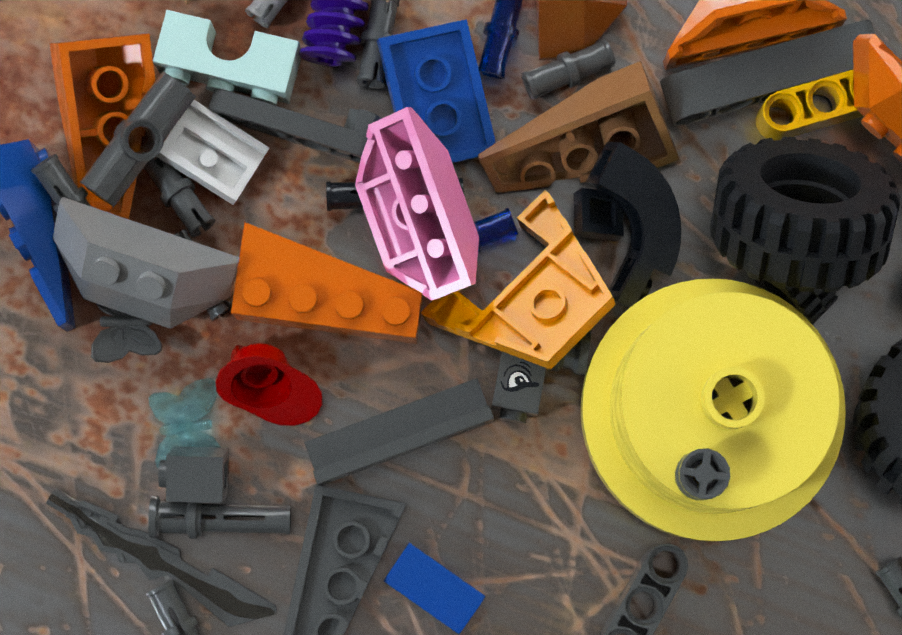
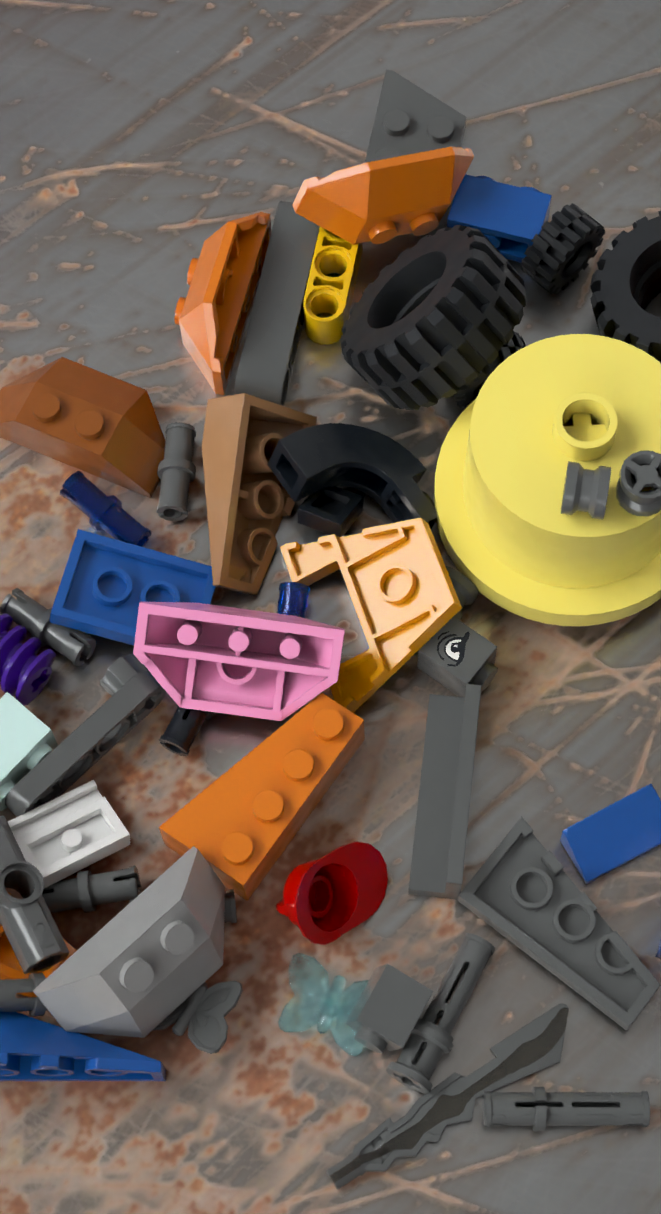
camera: 60 degrees left, 15 degrees down
(668, 427) = (586, 490): none -> dark grey wheel

